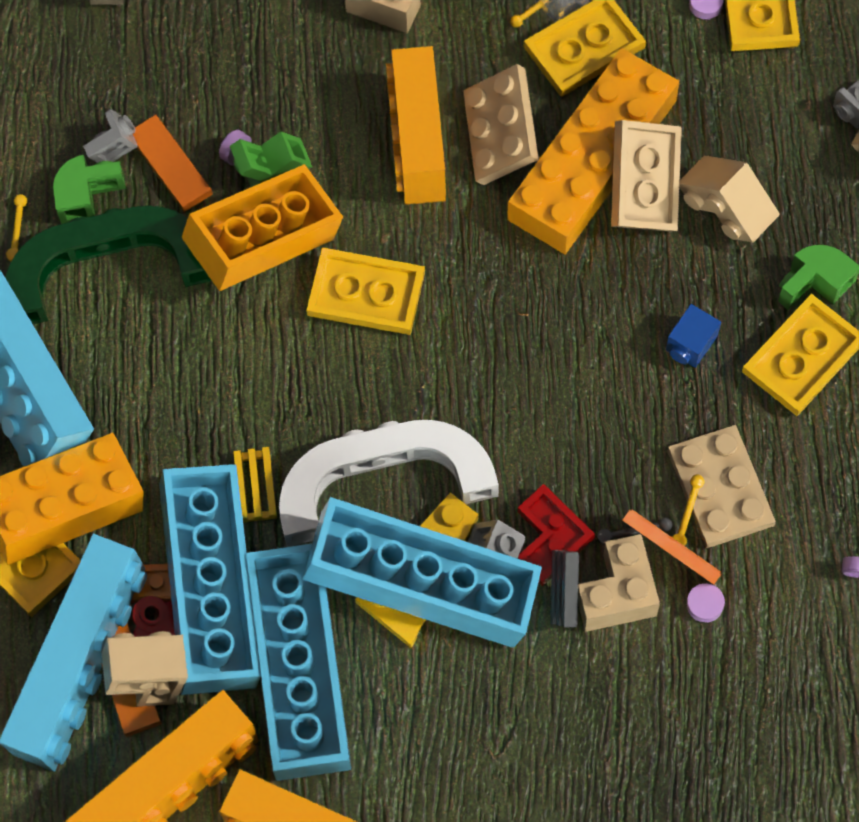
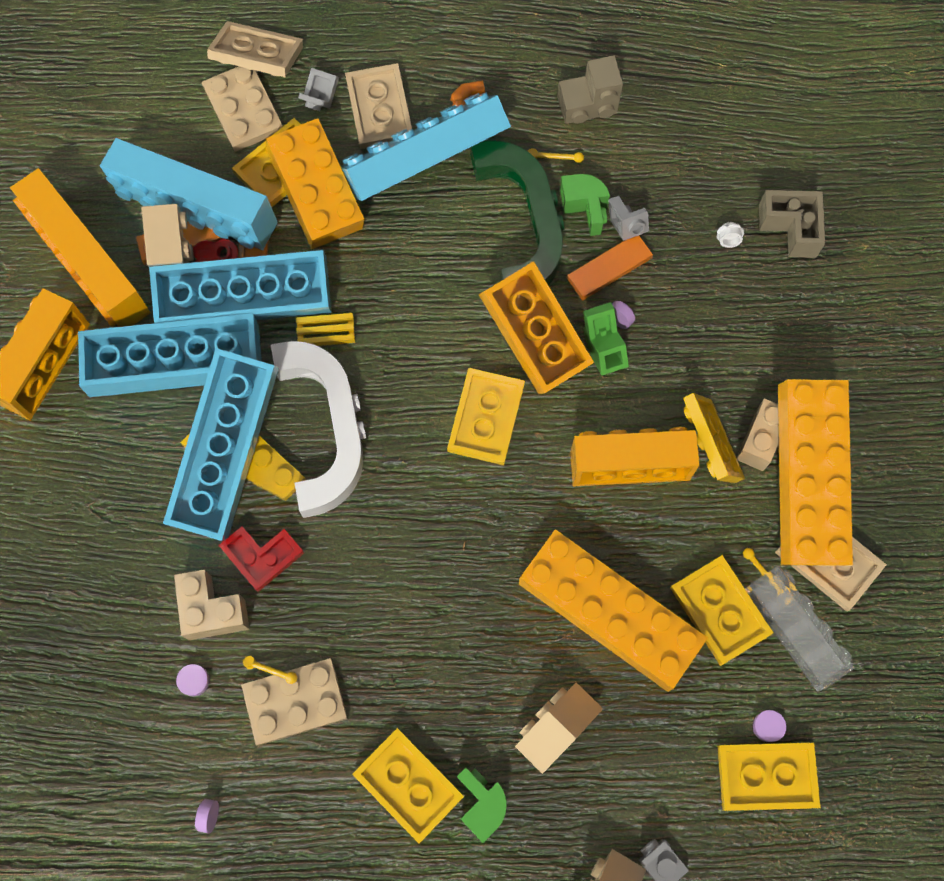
camera: 90 degrees right, 5 degrees up
(130, 32) = (730, 234): none -> white plate
(420, 36) = (712, 439): none -> yellow plate
(497, 537) = (253, 507): light grey bracket -> none
(500, 124) = (636, 529): tan plate -> none
(564, 588) = (207, 561): dark grey tile -> none
(605, 535) = (259, 602): dark grey hinge -> none
(646, 176) = (578, 651): tan plate -> none
(672, 546) = (236, 653): orange tile -> none
(692, 336) = (428, 685): blue brick -> none

